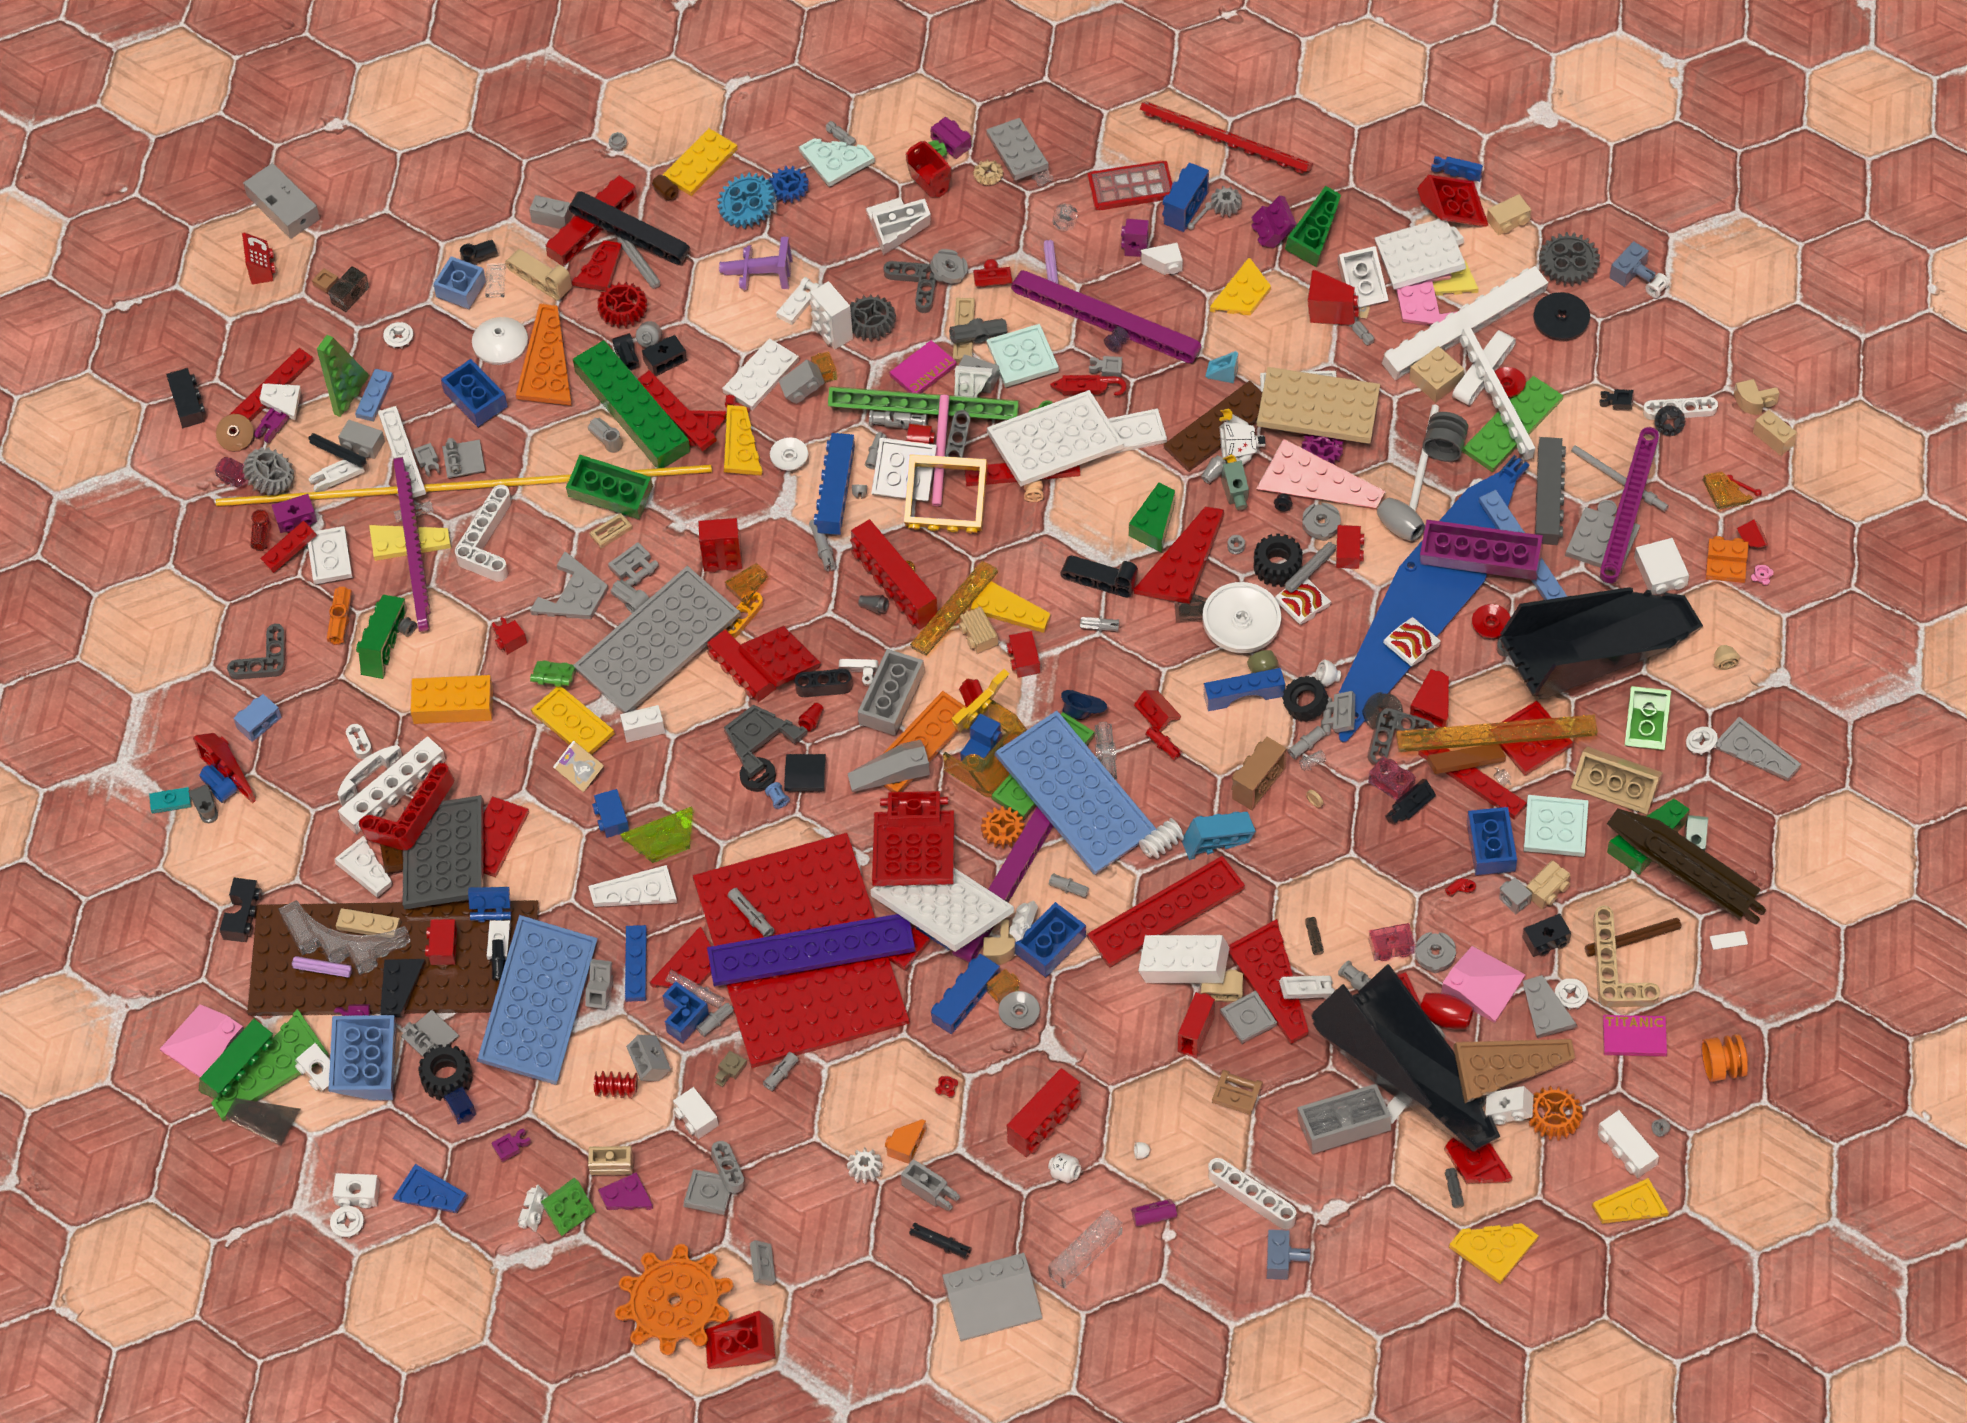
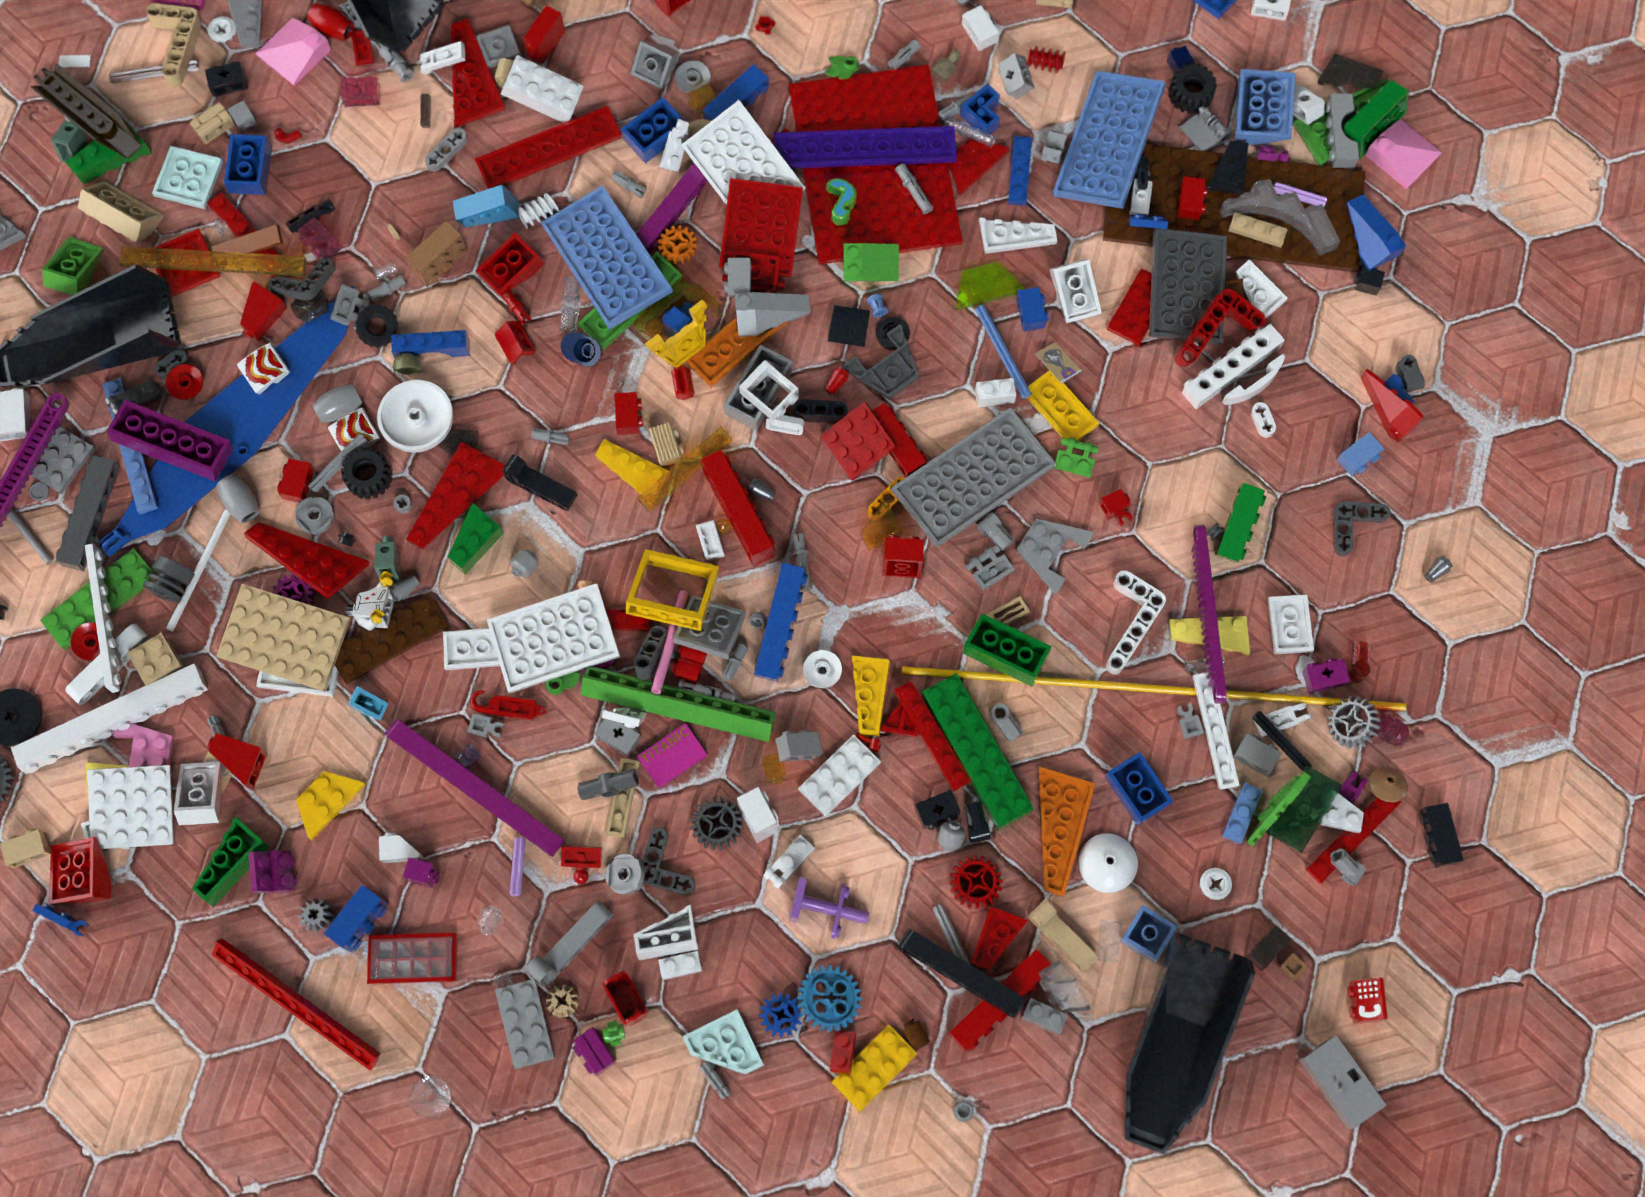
camera: 175 degrees left, 15 degrees up
(170, 800) = (1442, 386): teal plate -> none
(178, 624) = (1439, 568): none -> flat silver cone
(241, 924) = (1374, 234): none -> blue wedge
(273, 357) = (1350, 870): none -> light grey piece
(276, 1062) = (1343, 150): none -> light grey arch
(288, 546) = (1331, 637): red plate -> none
(310, 402) = (1306, 811): none -> clear green plate
(338, 624) = (1279, 563): orange piece -> none
(421, 208) = (1183, 1039): none -> black windscreen
(451, 699) = (1174, 444): light orange brick -> none
(463, 458) = (1152, 719): light grey hinge -> none
(475, 253) = (1124, 978): black piece -> none
(508, 1146) = (1141, 23): magenta plate -> none
(534, 229) = (1063, 988): none -> clear slope
(565, 840) = (1076, 290): none -> white slope
(638, 766) = (1003, 351): none -> medium blue axle
(729, 164) = (843, 1052): none -> red plate
(791, 831) = (871, 262): none -> bright green slope
(824, 884) = (846, 201): none -> bright green animal
(853, 1047) = (842, 66): none -> bright green plate
(893, 680) = (756, 377): none -> white window
(918, 551) = (710, 540): none -> white plate
(928, 790) = (738, 276): none -> light grey brick
(993, 204) = (570, 945): none -> light grey beam
(1022, 355) = (568, 753): light aqua plate -> none
(1061, 1019) = (654, 63): none -> light grey slope
(1088, 87) = (419, 1097): none -> clear dish
(1099, 504) = (524, 563): none -> light grey head
(1177, 777) = (510, 265): none -> red slope
(1280, 888) = (432, 156): none -> light grey beam
(1326, 619) = (337, 403): none -> light grey piece
(1327, 673) = (351, 351): white brick -> none
(1435, 941) = (328, 89): light grey plate -> none
(1539, 590) = (139, 395): none -> flat silver plate
(1697, 735) = (29, 228): white gear -> none

